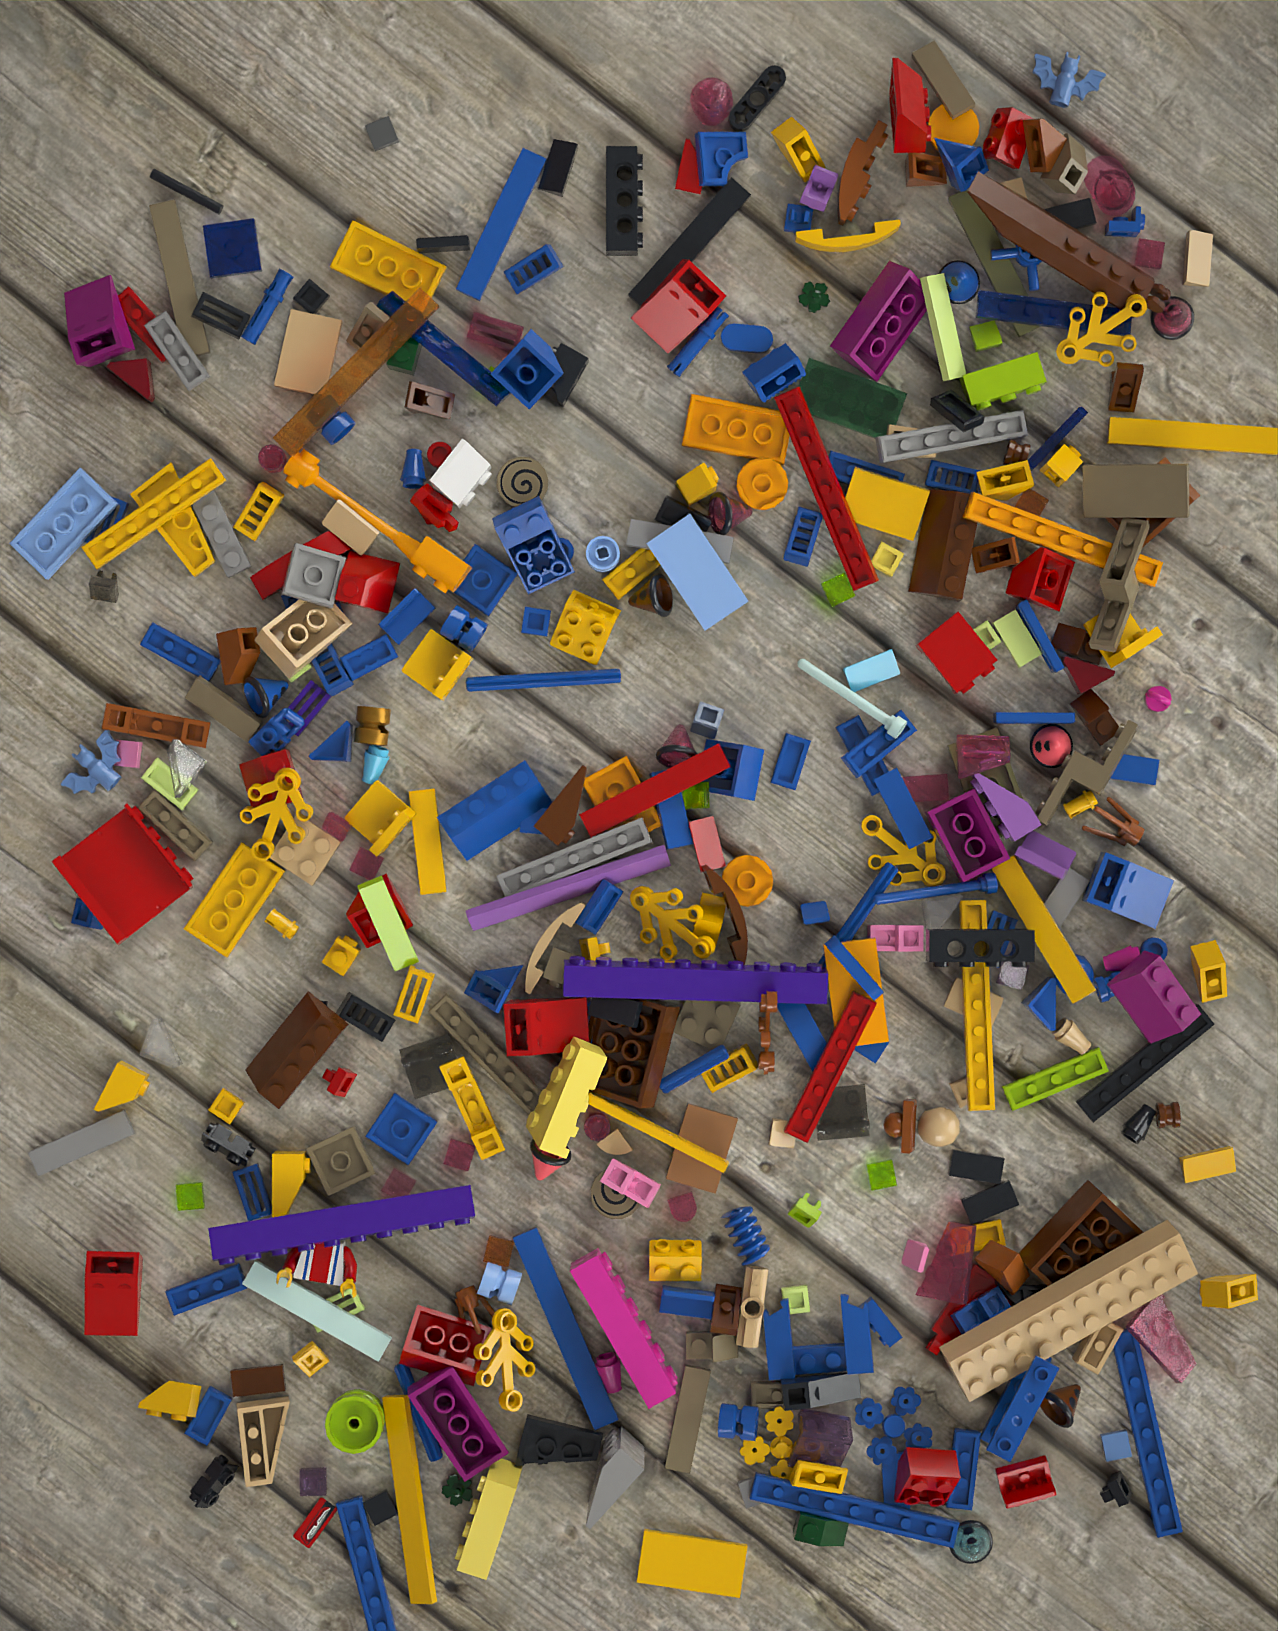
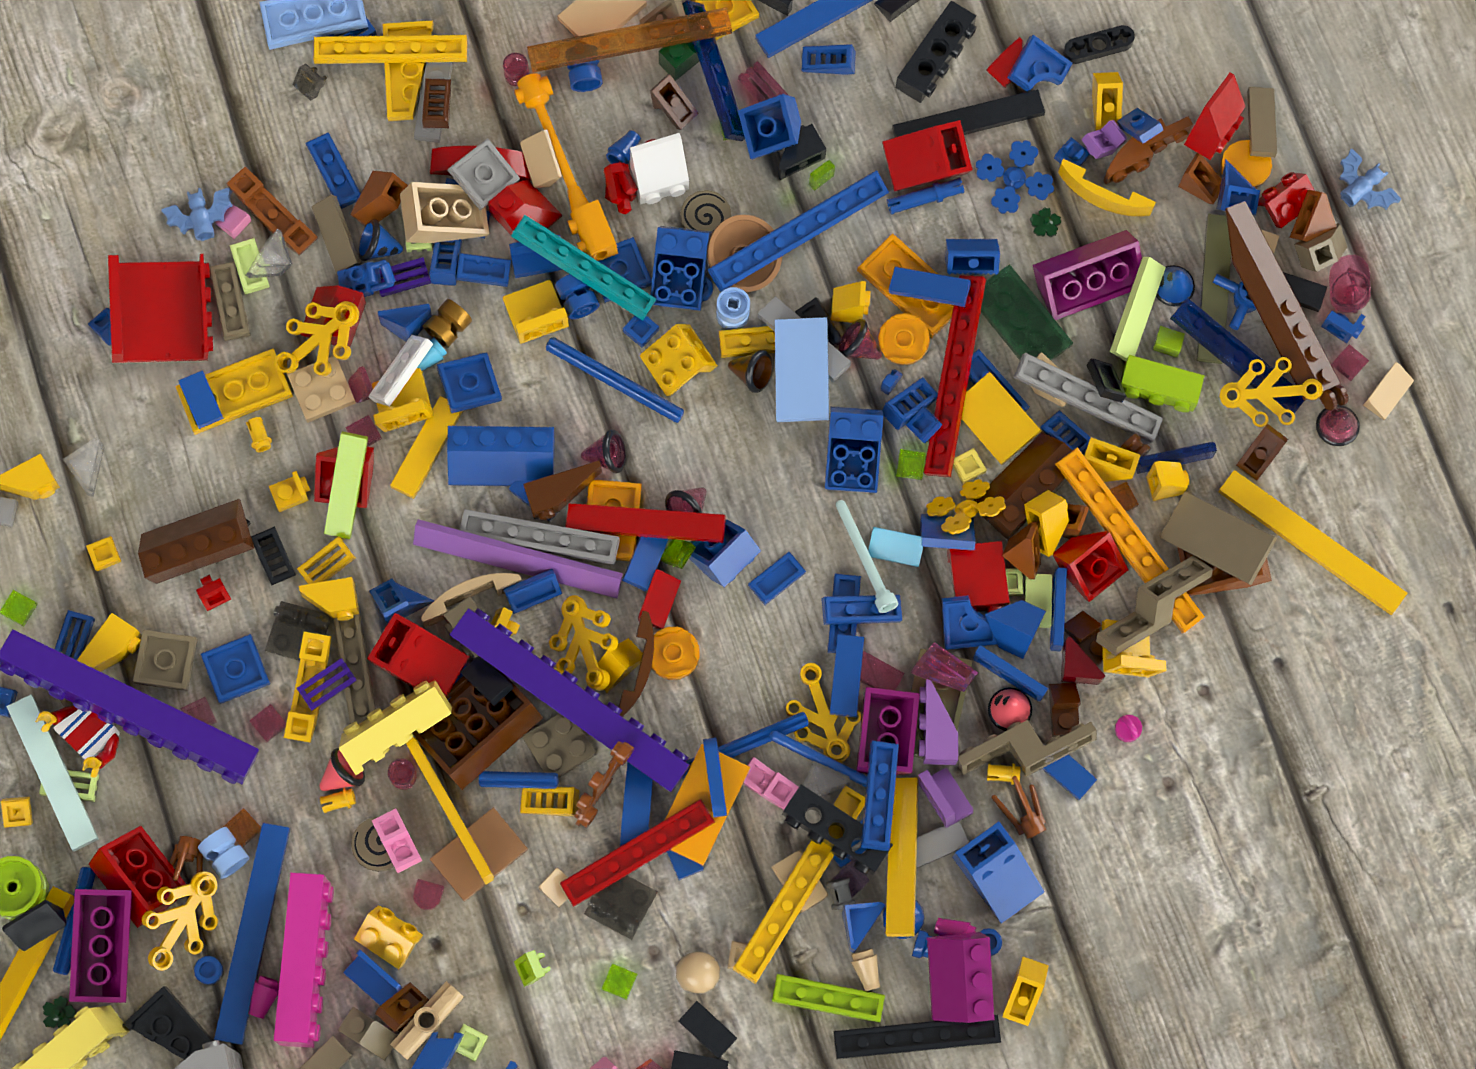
camera: 30 degrees right, 15 degrees down
(214, 927) = (200, 399): none -> blue tile
(218, 1141) = (75, 576): black hinge -> none
(239, 554) = (436, 121): none -> reddish brown slope
(266, 515) = (487, 107): yellow slope -> none
(363, 794) = (400, 370): none -> white tile
(394, 1439) = (35, 925): none -> black slope
(425, 764) = (469, 382): none -> blue tile
(443, 1022) = (333, 597): none -> yellow slope
(455, 604) = (583, 267): none -> teal tile
(478, 1116) = (307, 697): none -> dark purple tile
(551, 1379) = (208, 970): none -> blue tile
(560, 1180) = (339, 800): none -> yellow pin
(581, 748) = (608, 450): none -> clear pink hat
(595, 494) = (735, 235): none -> medium nougat dish
(597, 381) = (821, 175): none -> clear neon green tile
(612, 447) = (798, 231): none -> blue tile
(615, 1143) = (407, 800): tan tile -> none
(707, 720) = (728, 499): sand blue slope -> none
(711, 101) = (1060, 23): clear pink hair -> none
(746, 338) = (967, 219): blue tile -> none
(747, 1234) = (465, 952): blue piece -> none
(756, 425) = (929, 286): none -> blue tile
(762, 272) = (1014, 177): none -> blue plant
(775, 527) = (890, 381): none -> blue tile
(782, 608) = (853, 449): none -> blue slope
(814, 912) = (712, 717): blue slope -> none
(828, 549) = (924, 424): none -> blue tile
(843, 157) = (1140, 125): none -> blue plate
(903, 1125) = (668, 949): dark orange tile -> none
(908, 632) = (934, 536): none -> blue tile
(911, 601) = (966, 509): none -> yellow plant
(973, 702) = (964, 625): none -> blue tile
(981, 607) = (1024, 550): none -> dark orange slope
(985, 569) = (1052, 519): none -> yellow slope
(998, 897) = (879, 796): none -> blue tile
(1013, 991) = (840, 893): none -> dark grey bush
(1015, 674) = (1015, 626): none -> blue slope

